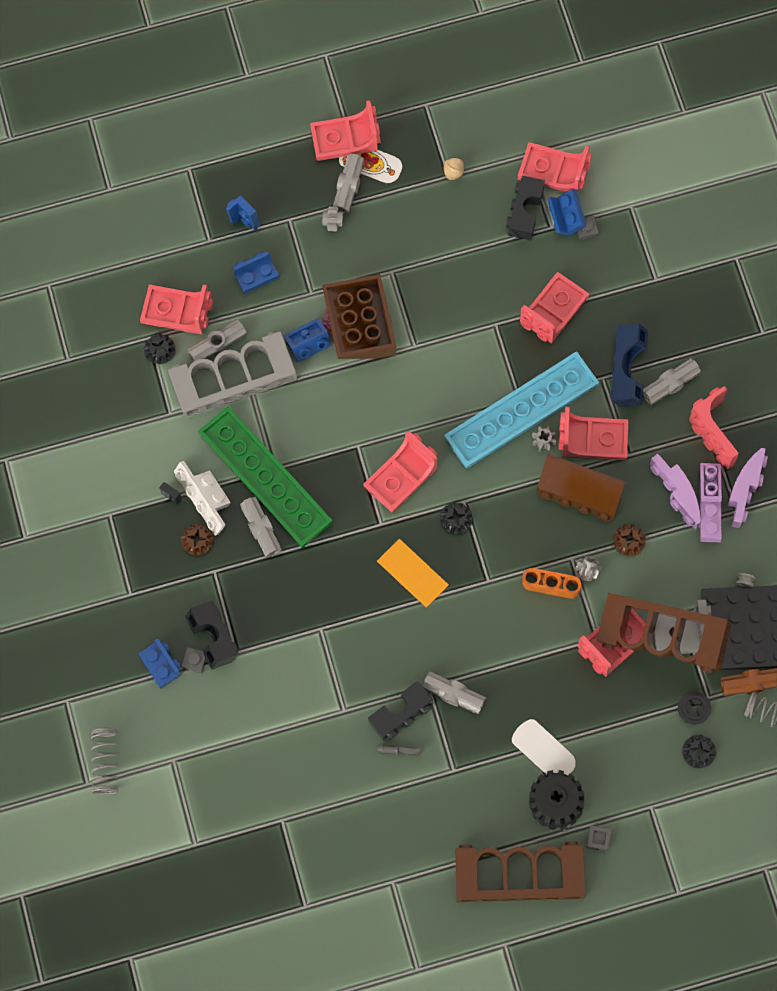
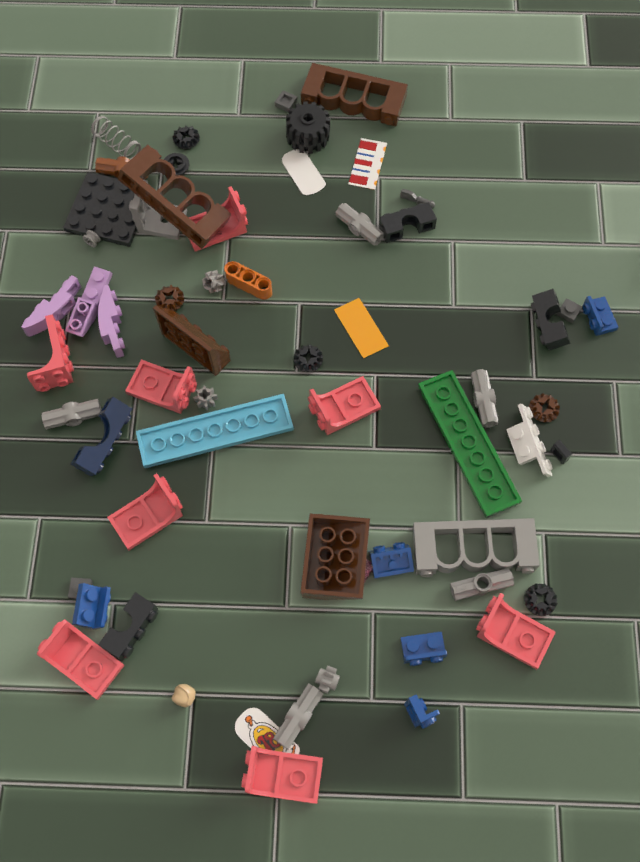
camera: 165 degrees left, 5 degrees down
(472, 786) = (367, 163): none -> white sticker

